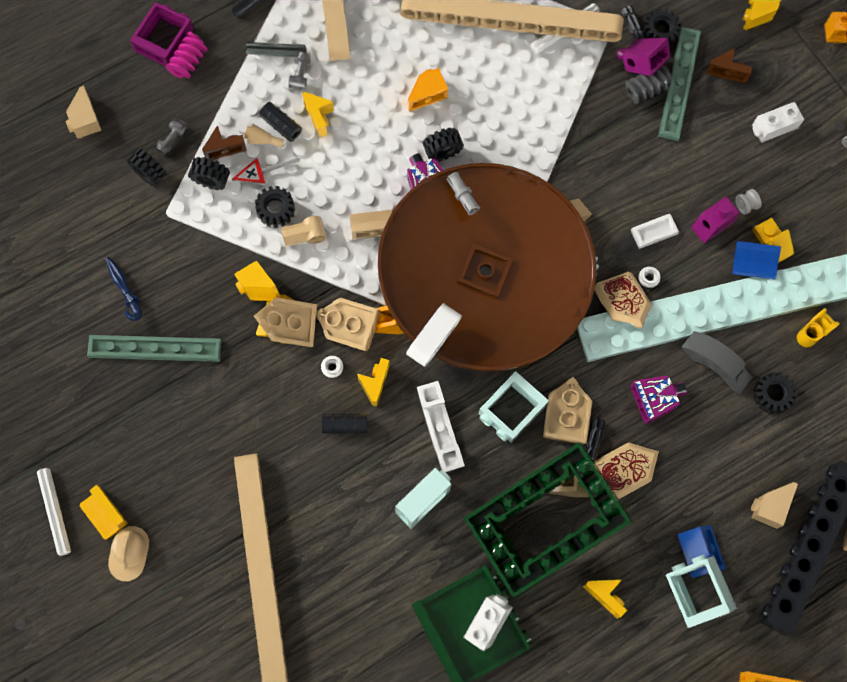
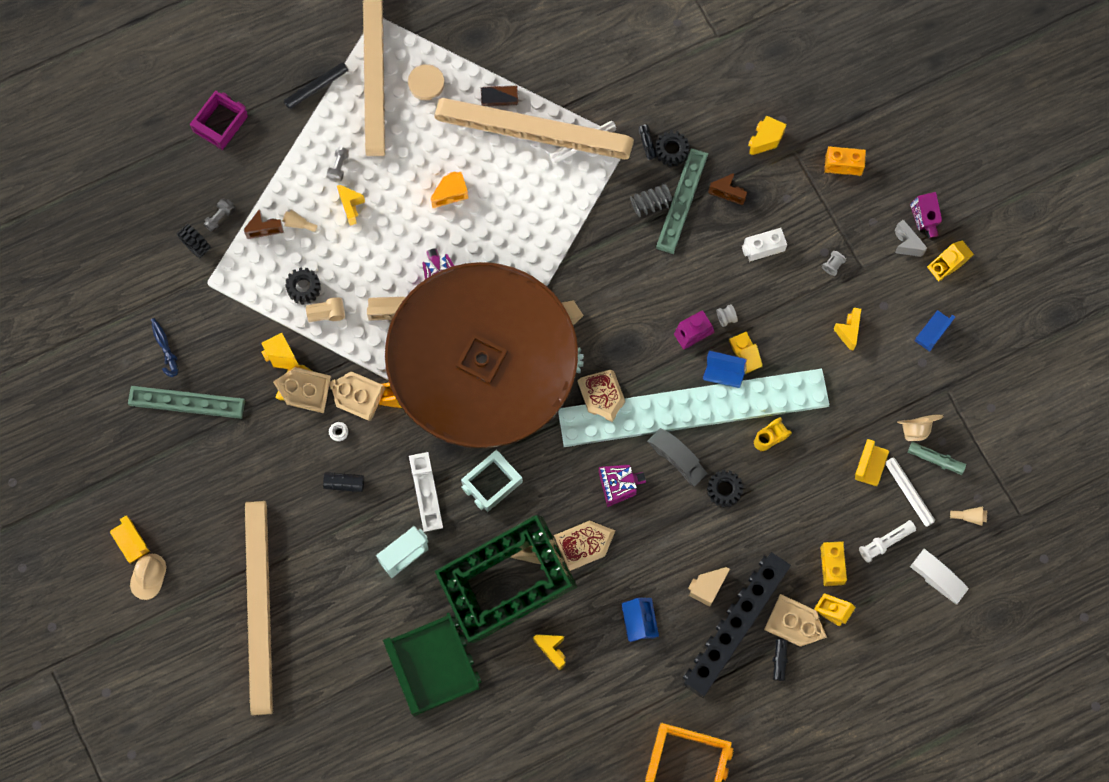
camera: 10 degrees right, 0 degrees up
(53, 511) = (88, 535): white axle -> none
(82, 115) = (141, 188): tan slope -> none
(186, 56) = (238, 141): dark pink piece -> none
(209, 173) = (247, 251): black tyre -> none
(253, 172) = (288, 253): piece -> none
(274, 49) = (318, 141): pearl dark grey axle -> none
(280, 121) = (316, 209): black axle -> none
(374, 386) = (374, 451): yellow slope -> none
(434, 334) = (425, 412): white beam -> none
(443, 144) = (457, 242): black tyre -> none
(463, 193) = (466, 289): light grey pin -> none
(488, 621) = (445, 660): white brick -> none
(568, 414) = (539, 491): tan tile -> none
(595, 437) = (560, 515): black axle -> none
(645, 55) = (651, 173): magenta torso -> none
(653, 273) = (628, 370): white plate -> none
(654, 231) = (639, 335): white tile -> none
(683, 598) = (617, 656): light aqua window -> none

